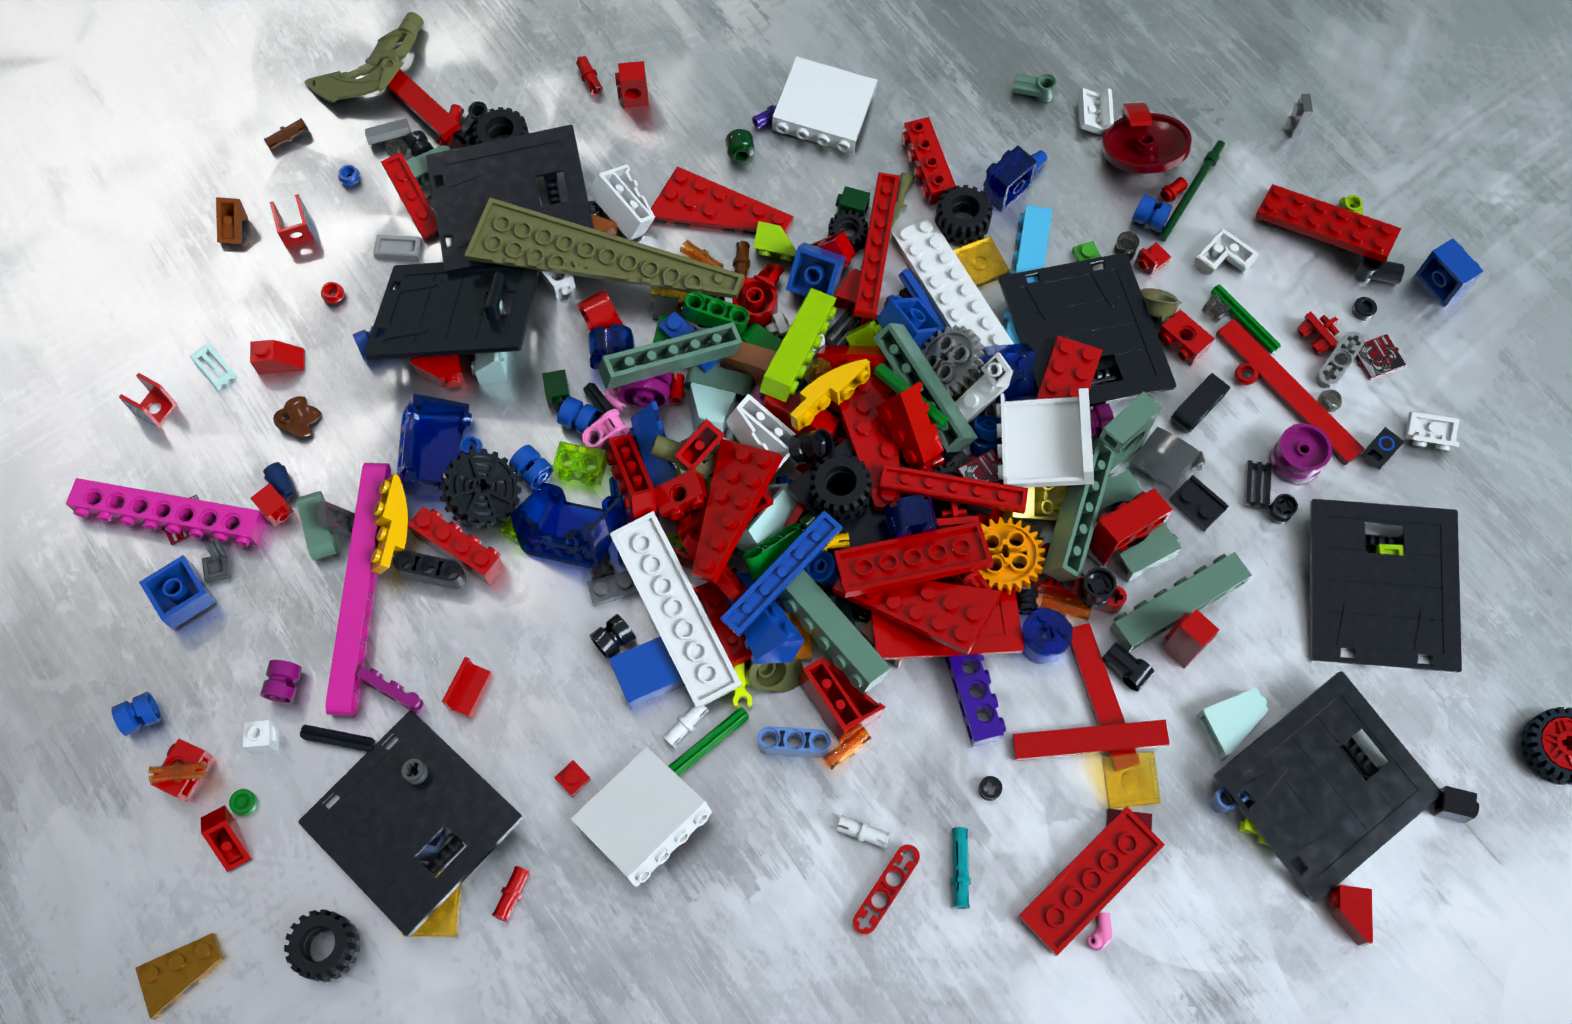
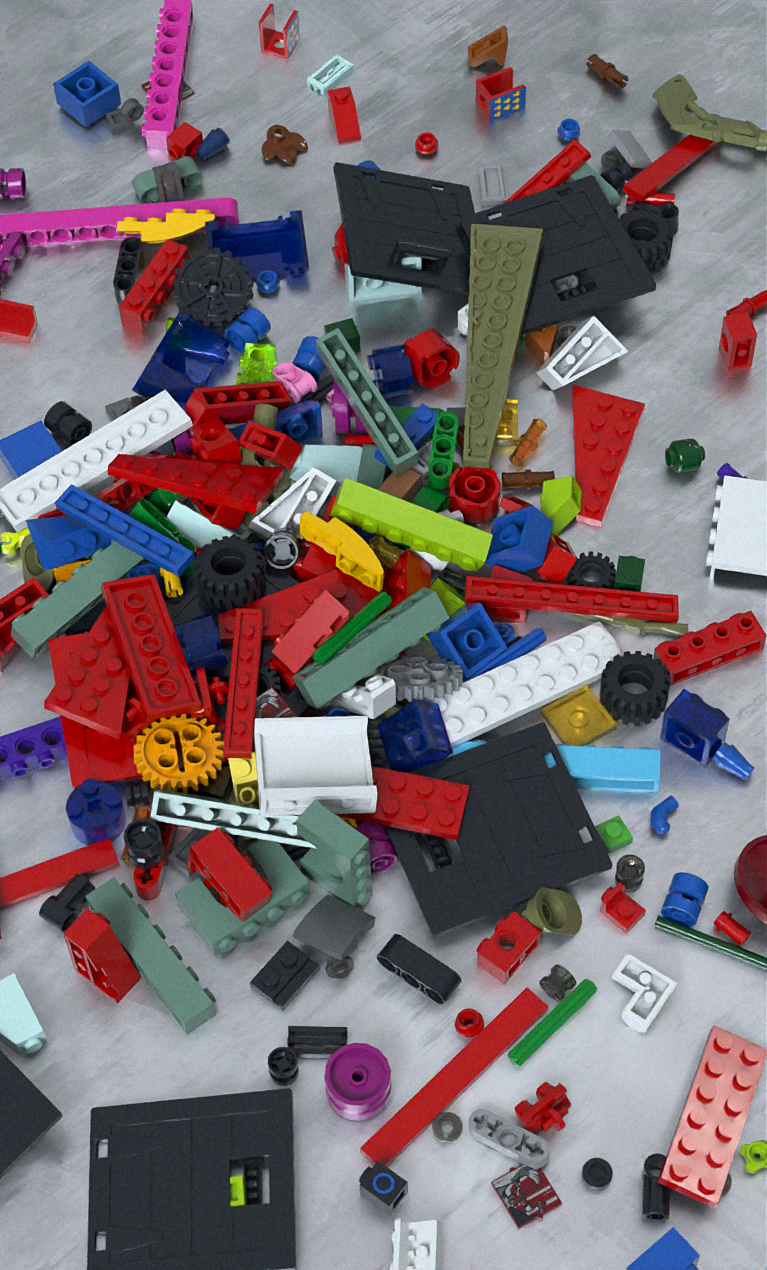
camera: 85 degrees right, 10 degrees down
(1073, 220) = (660, 813): none -> blue arm

